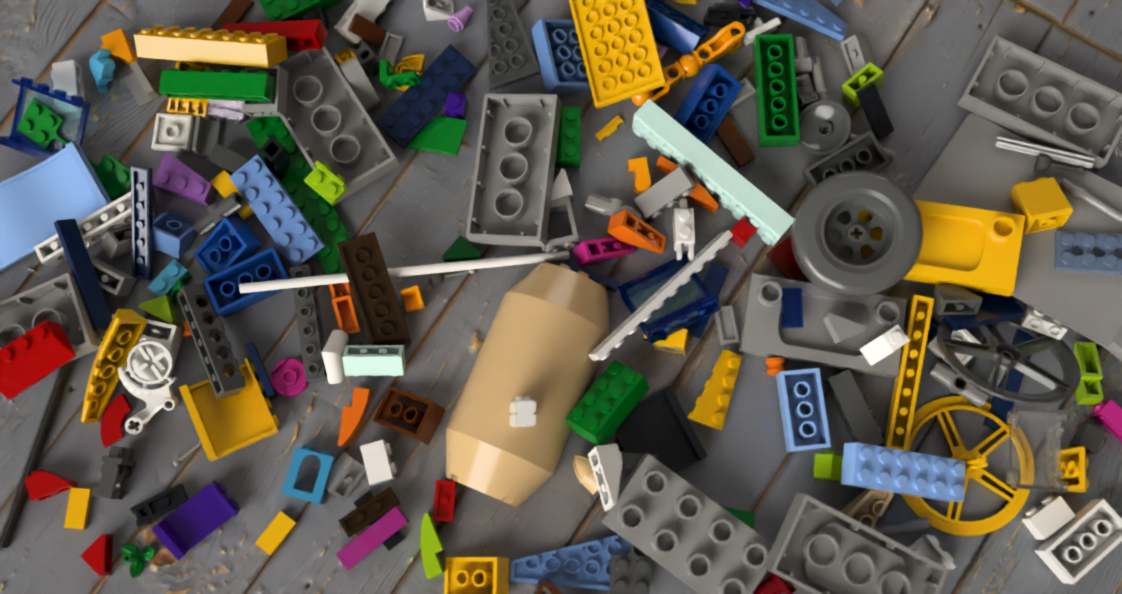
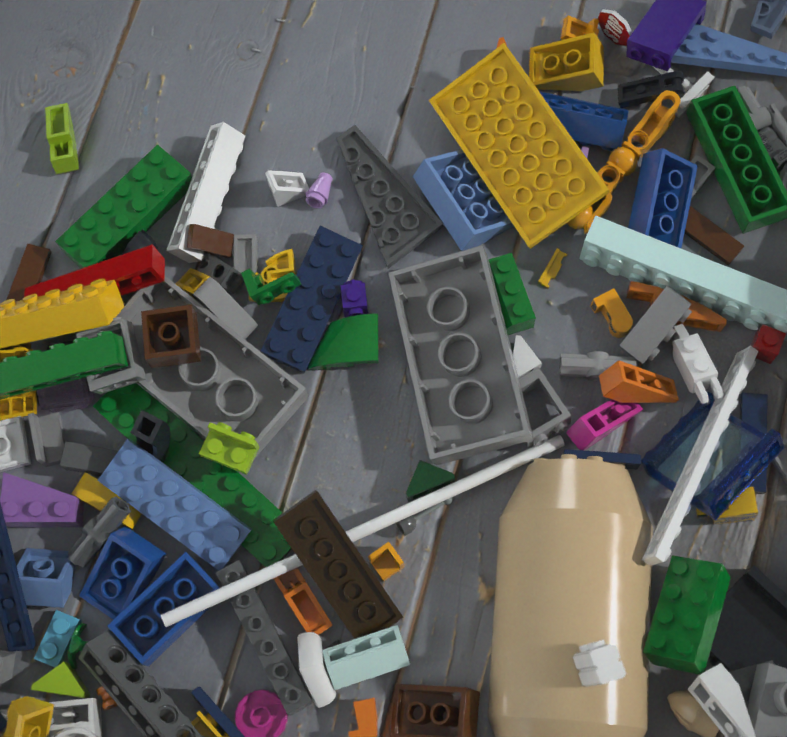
camera: 15 degrees left, 5 degrees down
(311, 90) = (171, 336): none -> reddish brown brick

